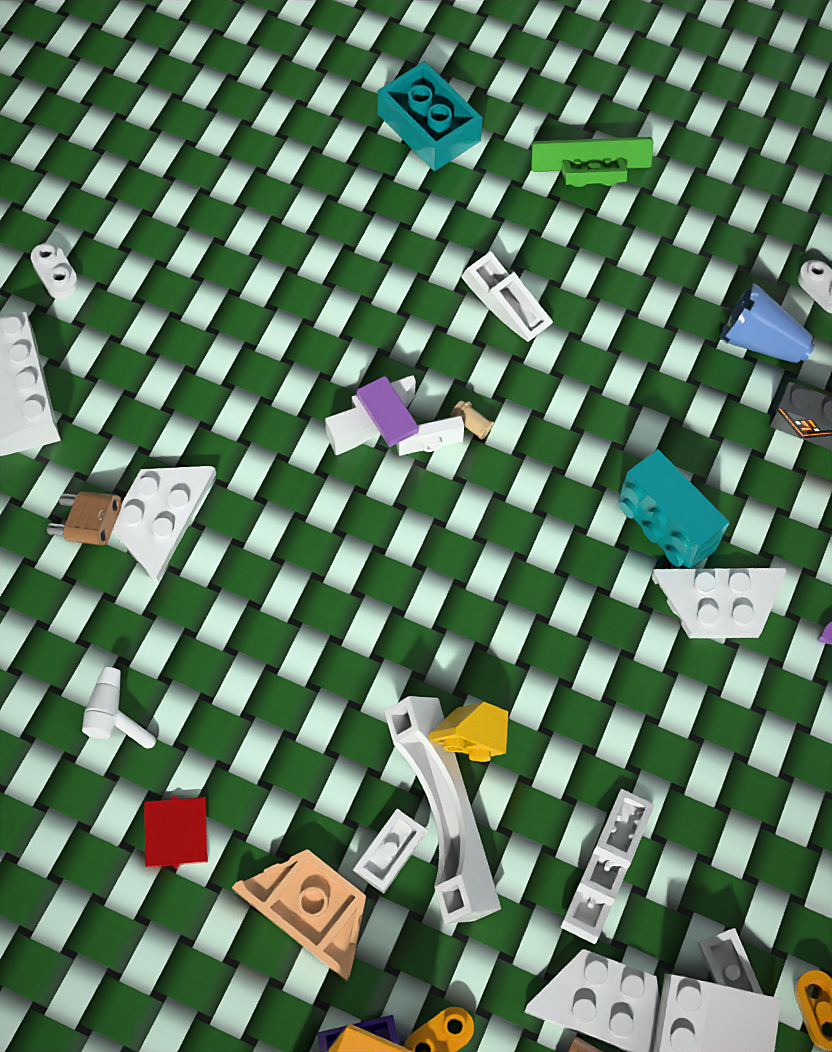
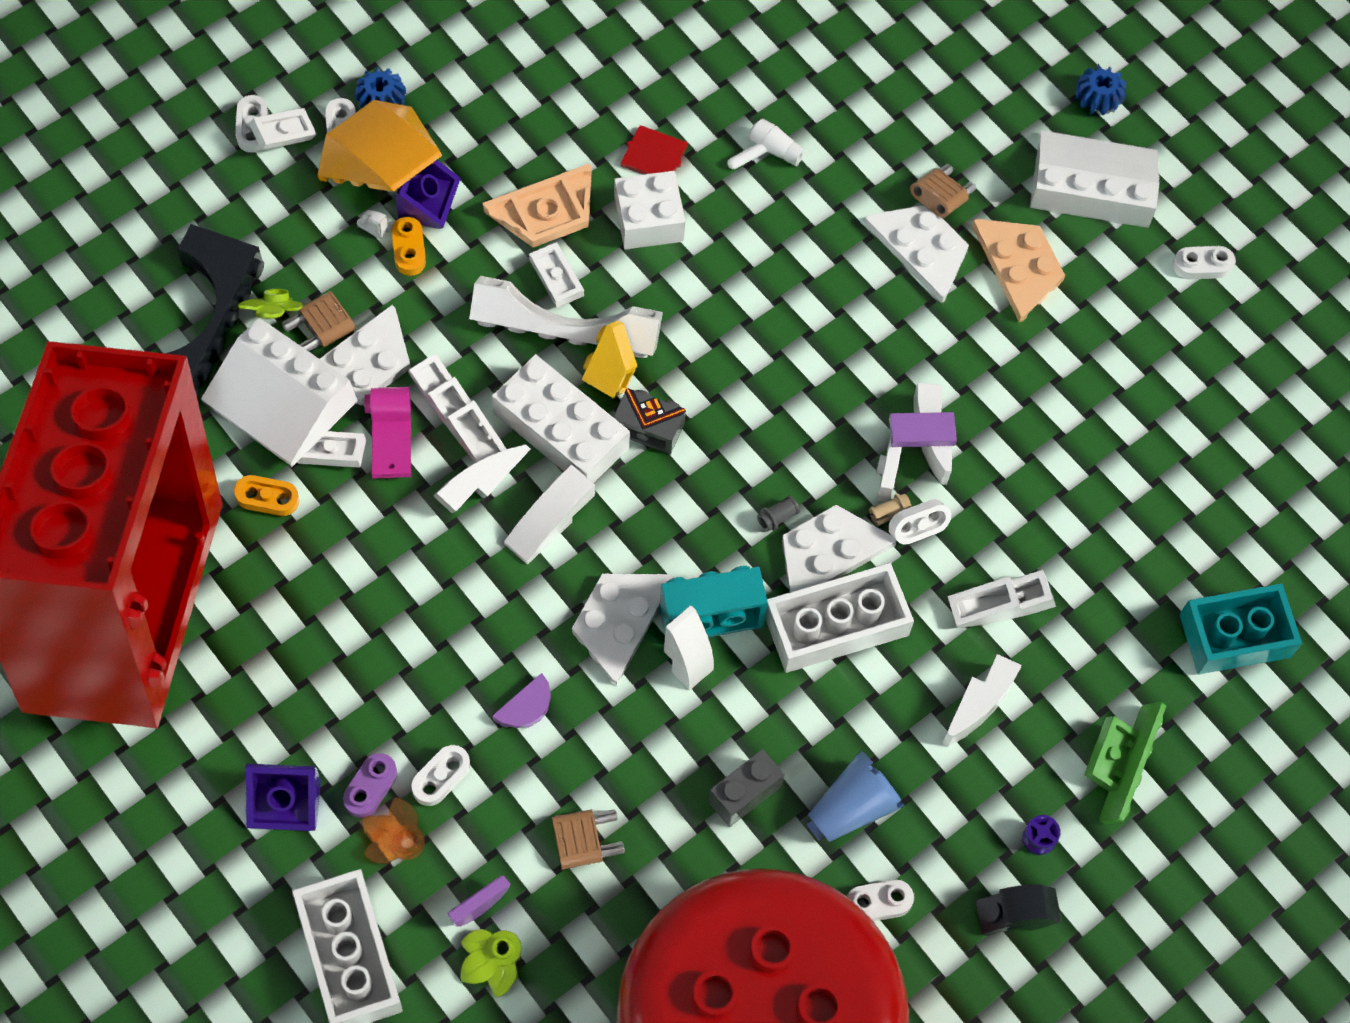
camera: 115 degrees right, 0 degrees up
(135, 419) = (1020, 261): none -> light nougat wing
(261, 791) = (649, 210): none -> white brick
(461, 383) = (916, 523): none -> white plate
(509, 668) = (651, 419): none -> dark grey brick
(533, 510) = (778, 513): none -> dark grey pin
(542, 456) = (831, 547): none -> white wing
(562, 751) = (560, 420): none -> white brick
(611, 277) = (982, 699): none -> white slope
(611, 406) = (838, 617): none -> white brick
(665, 709) = (550, 514): none -> white slope
(670, 794) = (479, 477): none -> white slope
(673, 921) = (390, 431): none -> dark pink door
(700, 189) = (1046, 829): none -> dark purple wheel
(735, 506) = (688, 648): none -> white slope
(772, 178) = (1019, 906): none -> black brick

